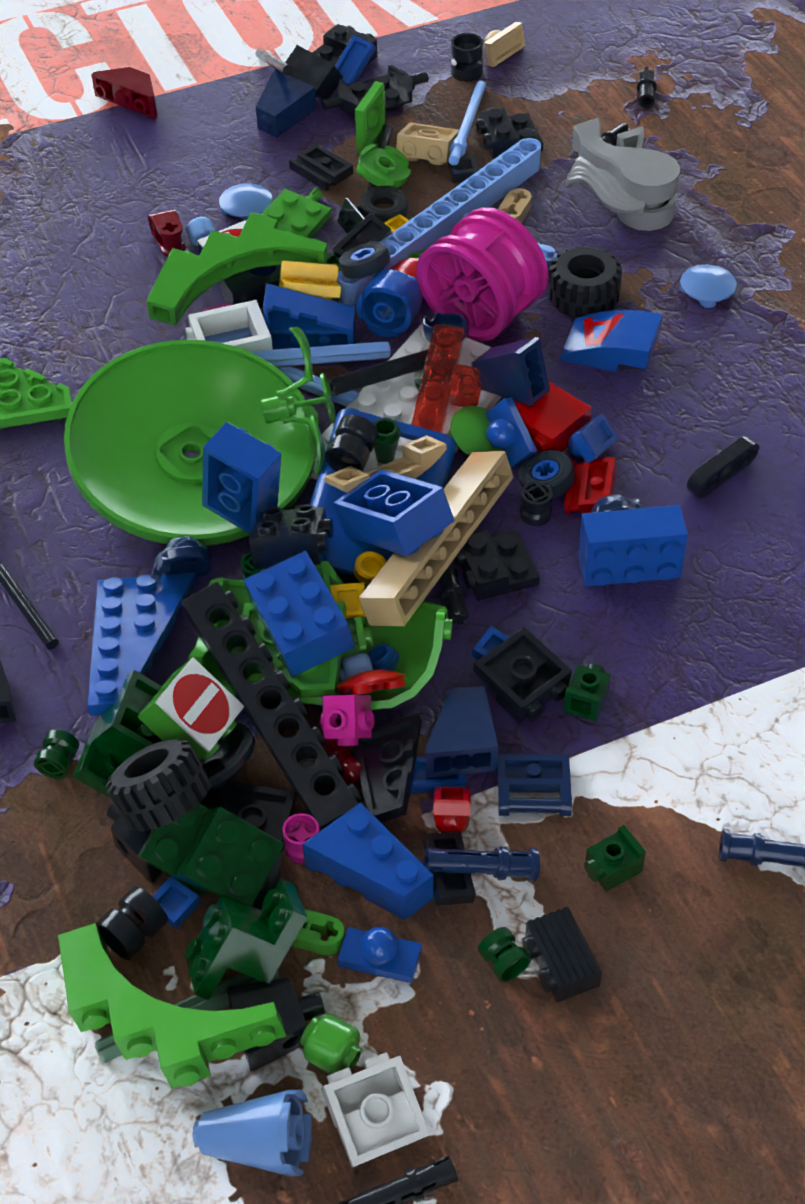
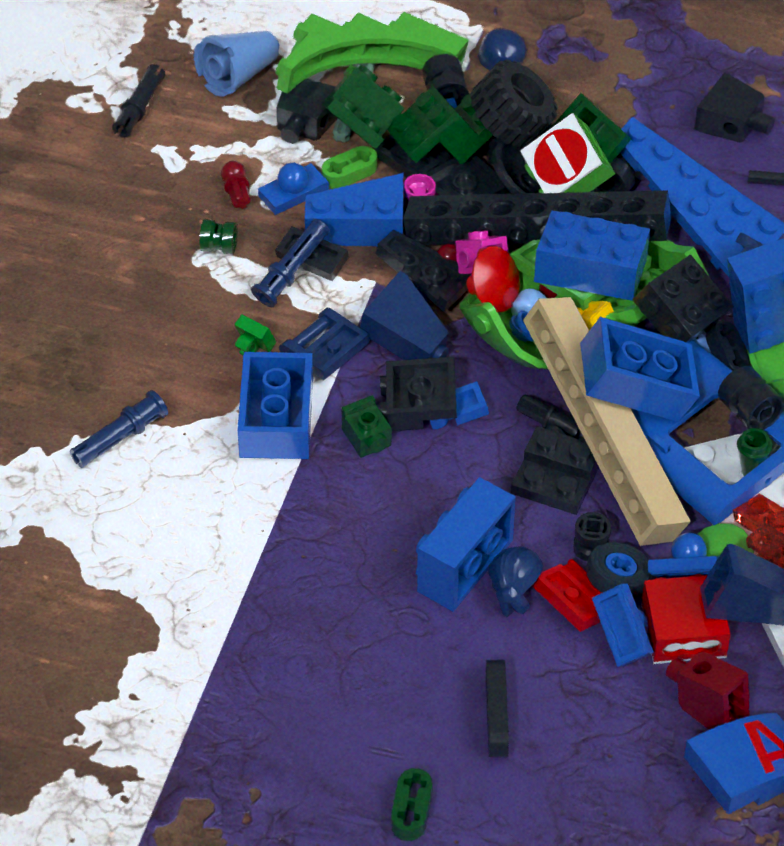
camera: 130 degrees right, 0 degrees up
(31, 925) = (501, 45): none -> dark blue hair
(56, 755) = (625, 110): dark green wheel -> none
(331, 1044) = (256, 123): bright green head -> none
(374, 1109) = (196, 116): white plate -> none
(413, 1013) = (236, 183): none -> dark red axle
(416, 459) = (706, 422): tan slope -> none
(452, 808) = (353, 275): red tile -> none
(561, 954) = (183, 263): black brick -> none
(583, 832) = (253, 336): none -> green tile
(593, 380) = (710, 689): none -> dark red torso
(615, 859) = (220, 333): dark green brick -> none
(640, 751) = (275, 405): none -> blue brick

